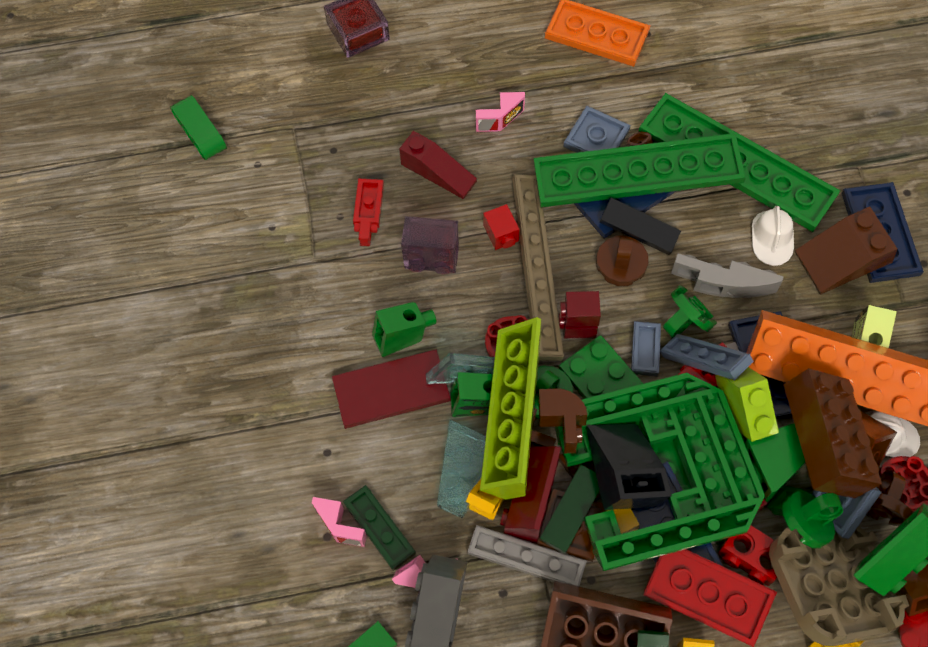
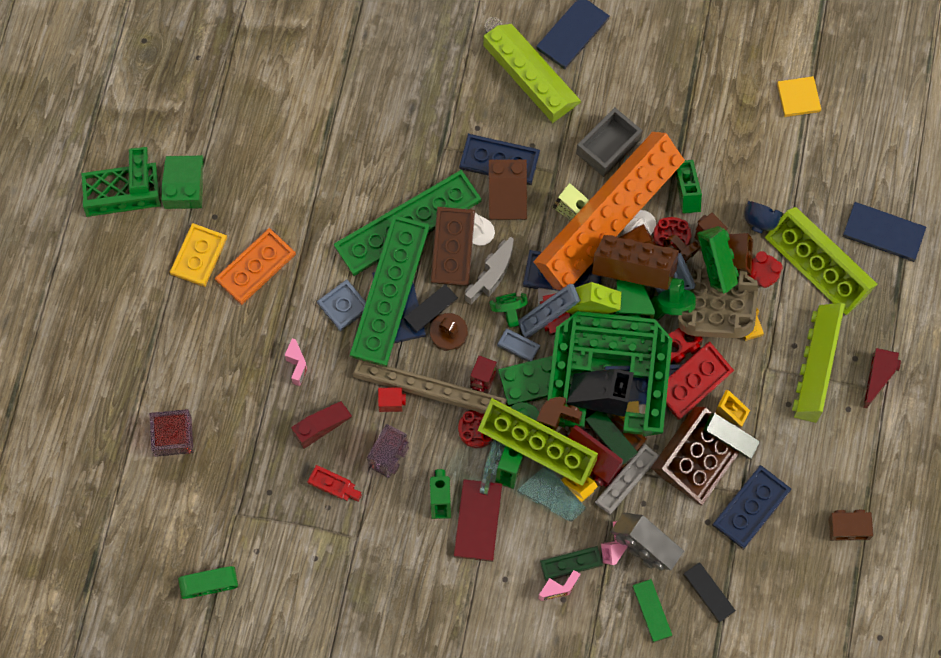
camera: 70 degrees left, 5 degrees up
(639, 139) = (364, 279): reddish brown tile -> none
(734, 217) = (453, 246): none -> reddish brown tile

